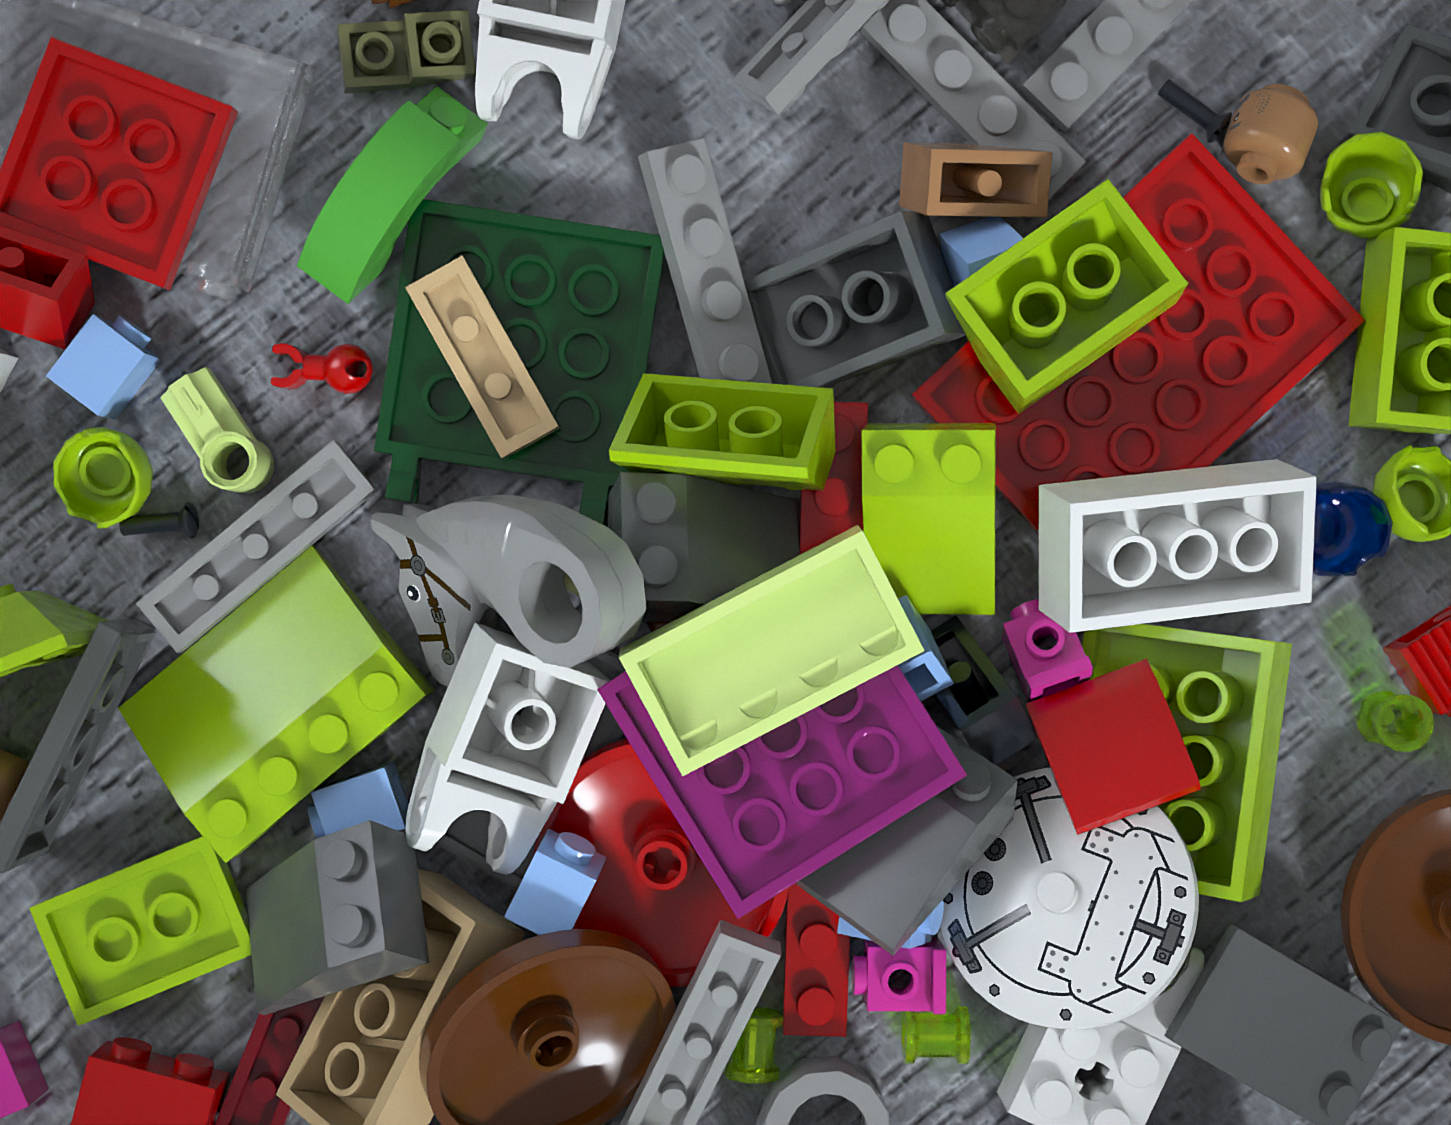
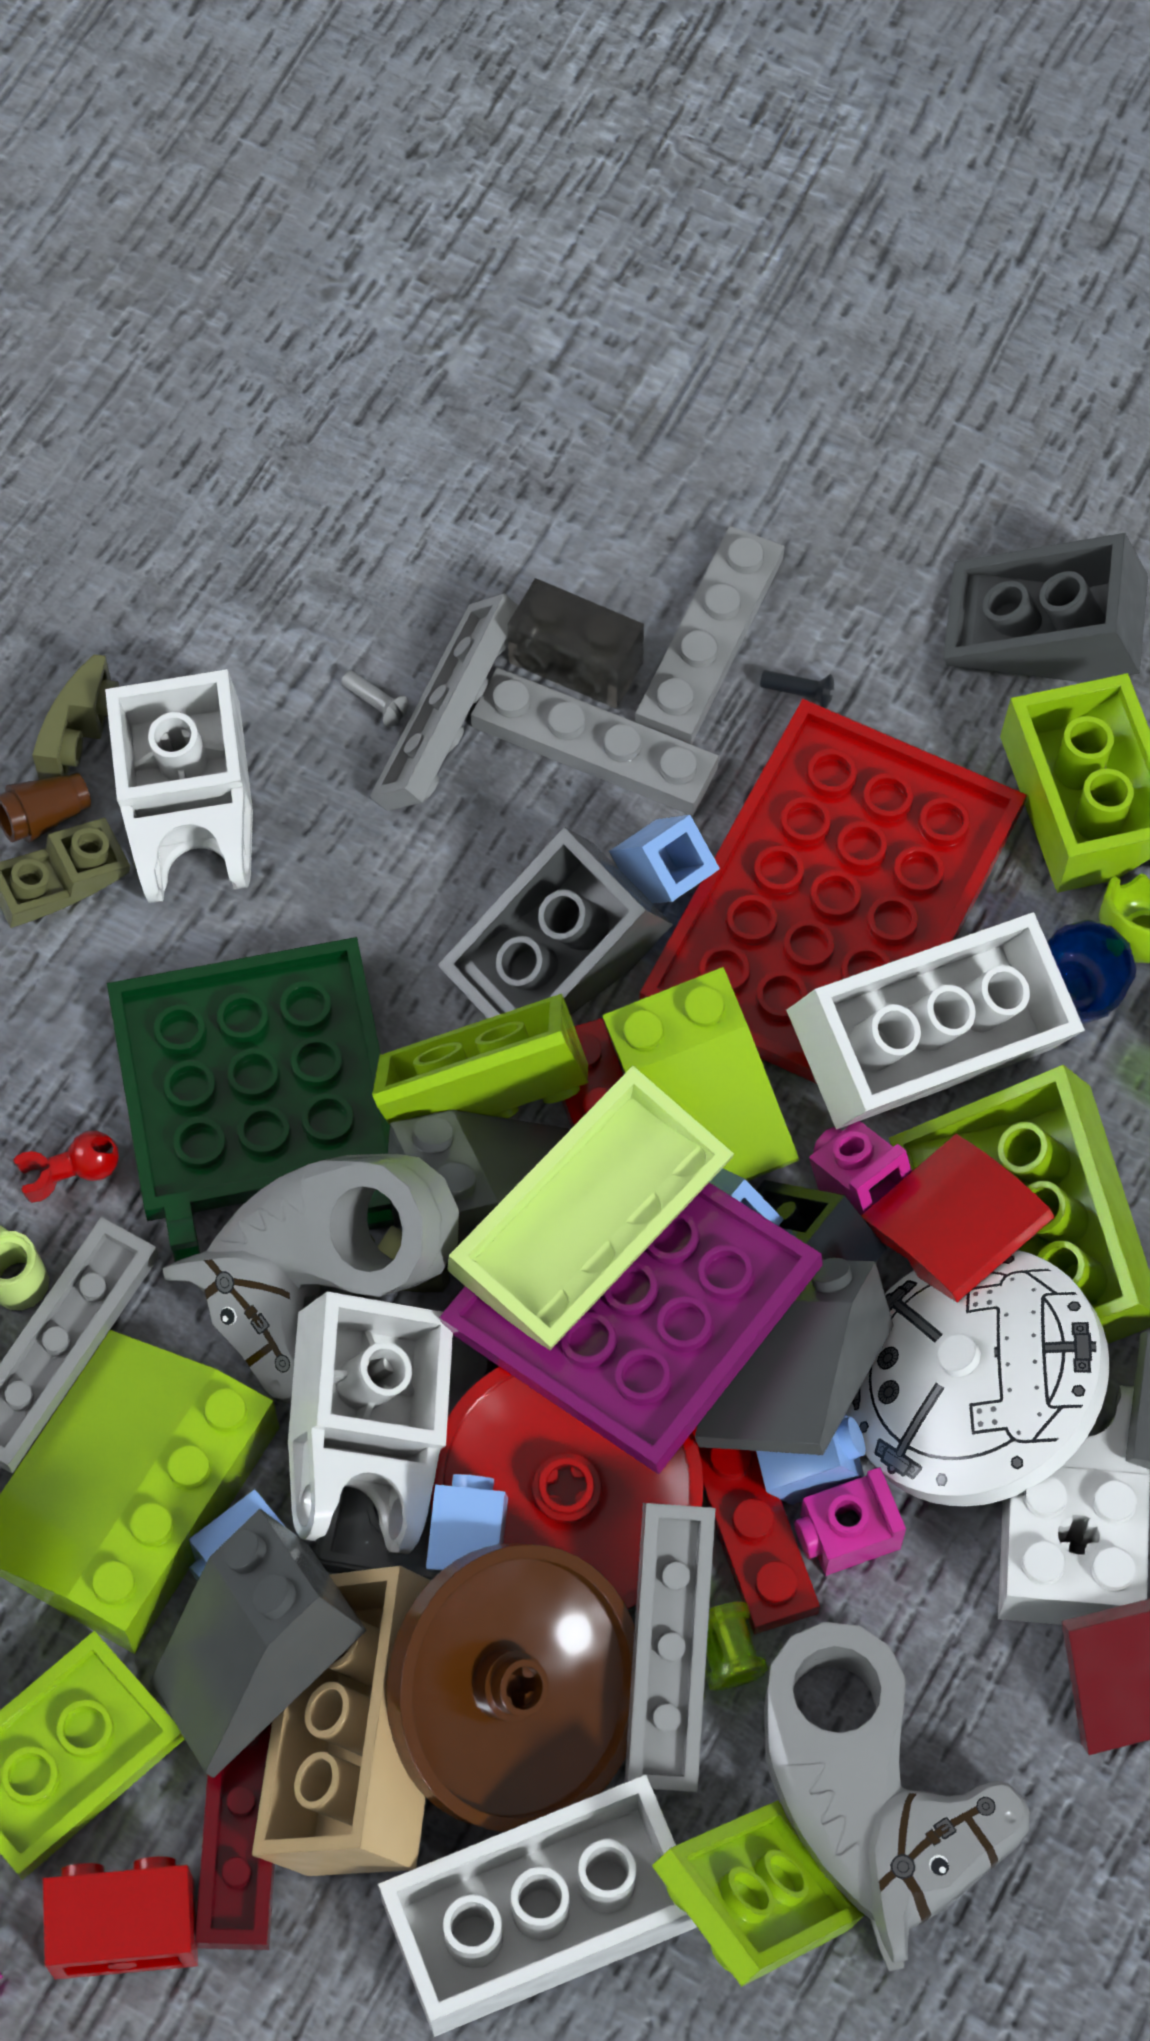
camera: 20 degrees left, 25 degrees down
(384, 189) = (75, 986): bright green arch -> none
(482, 357) = (223, 1086): tan plate -> none
(703, 263) = (396, 942): light grey plate -> none
(936, 1035) = (908, 1570): clear neon green bush -> none
(974, 180) = (623, 793): medium nougat slope -> none
(1065, 295) = (743, 850): lime slope -> none
(1270, 134) = (873, 674): medium nougat head -> none
(1370, 184) = (976, 684): lime hair -> none

